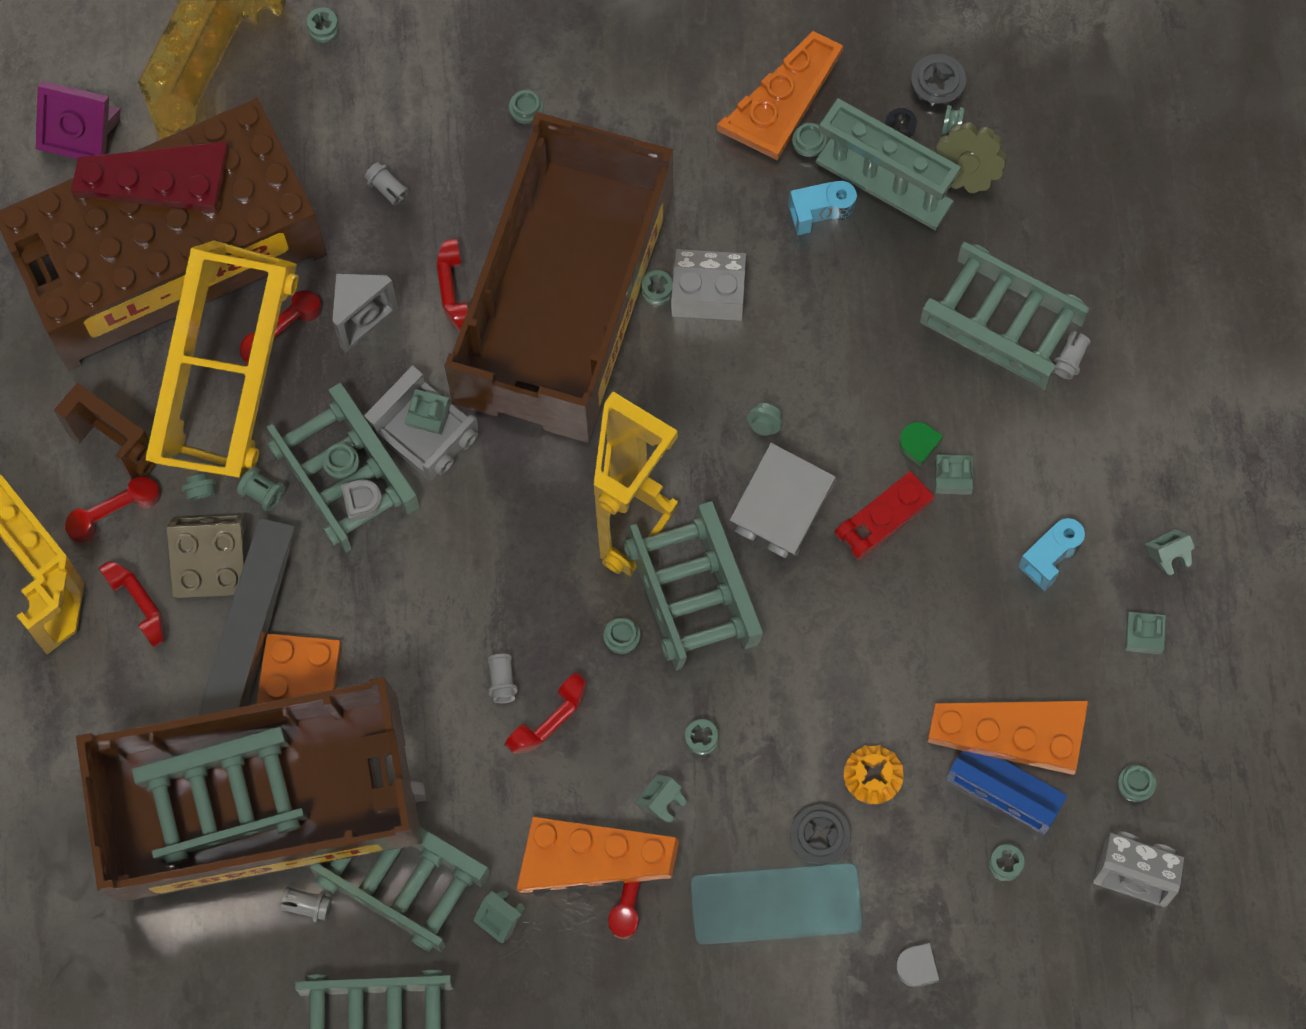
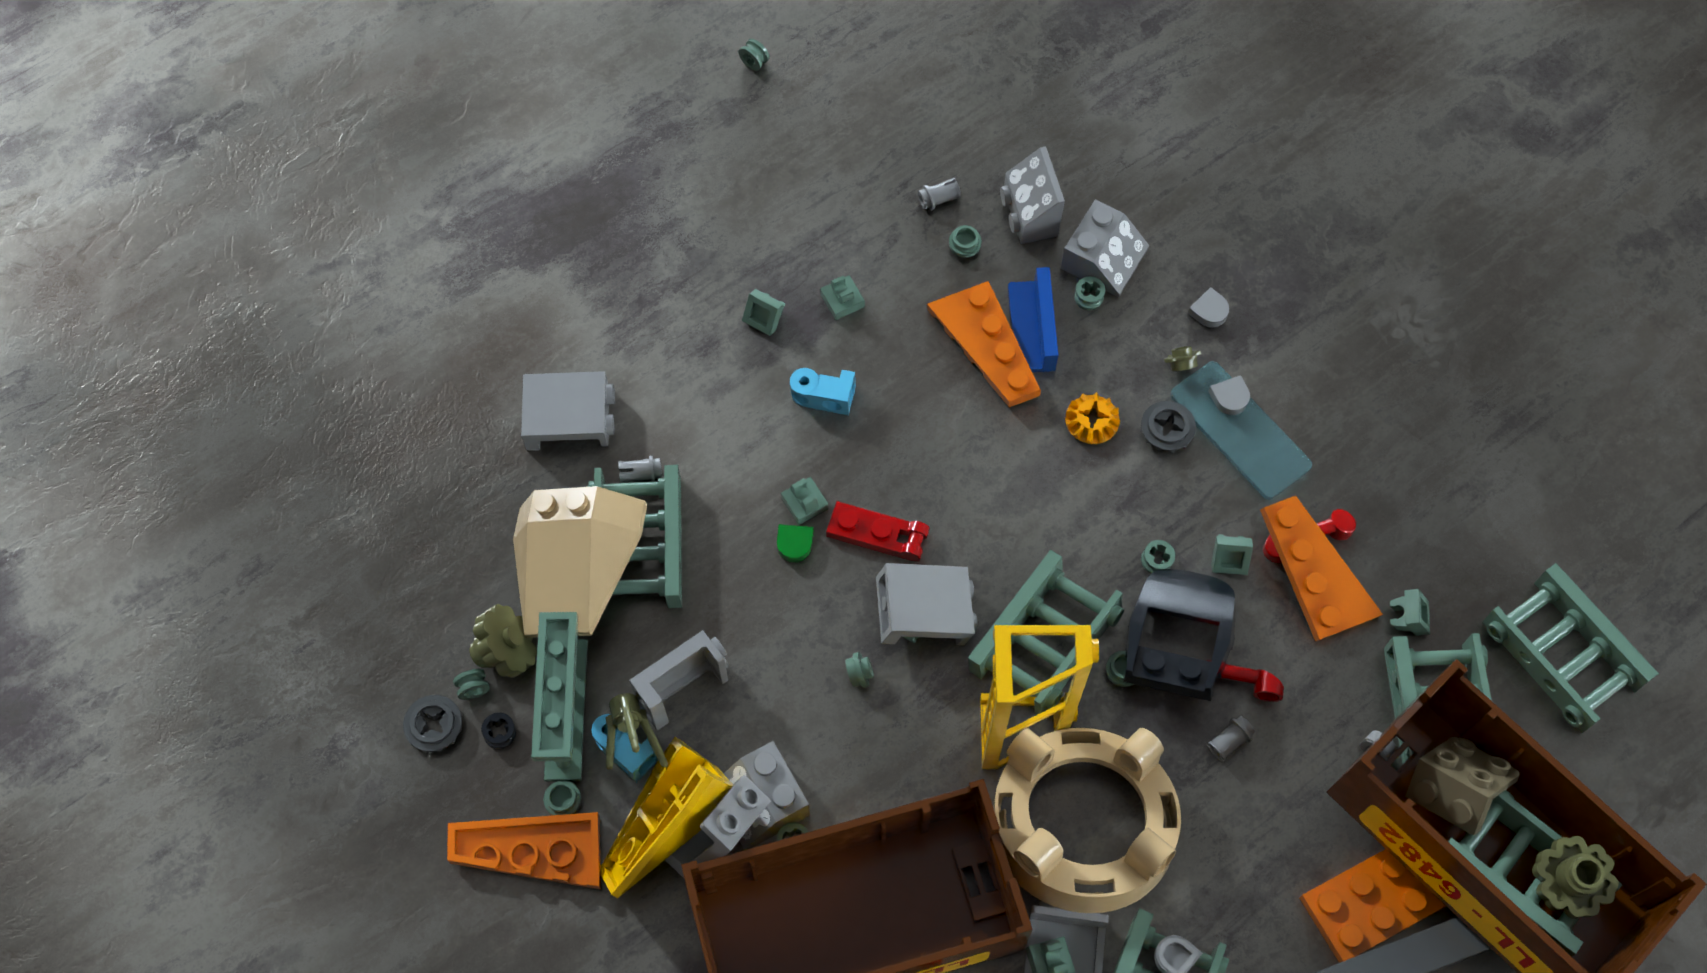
camera: 125 degrees left, 5 degrees down
(184, 817) = (1575, 877): none -> olive plant
(323, 796) = (1460, 782): none -> dark tan bracket
(443, 510) = (1037, 854): none -> tan piece
(639, 728) = (1188, 597): none -> black slope
(695, 214) = (723, 825): none -> light grey panel
(737, 200) = (664, 815): none -> yellow wedge
(811, 912) = (1230, 395): none -> light grey tile
(839, 206) = (627, 718): none -> olive plant
(845, 237) = (675, 672): none -> light grey panel
(878, 895) = (1182, 358): none -> olive plate
(1009, 245) = (574, 551): none -> tan wedge
(1042, 905) = (1105, 248): none -> light grey slope
(1168, 324) = (566, 408): none -> light grey panel
(1207, 793) = (939, 193): none -> light grey pin

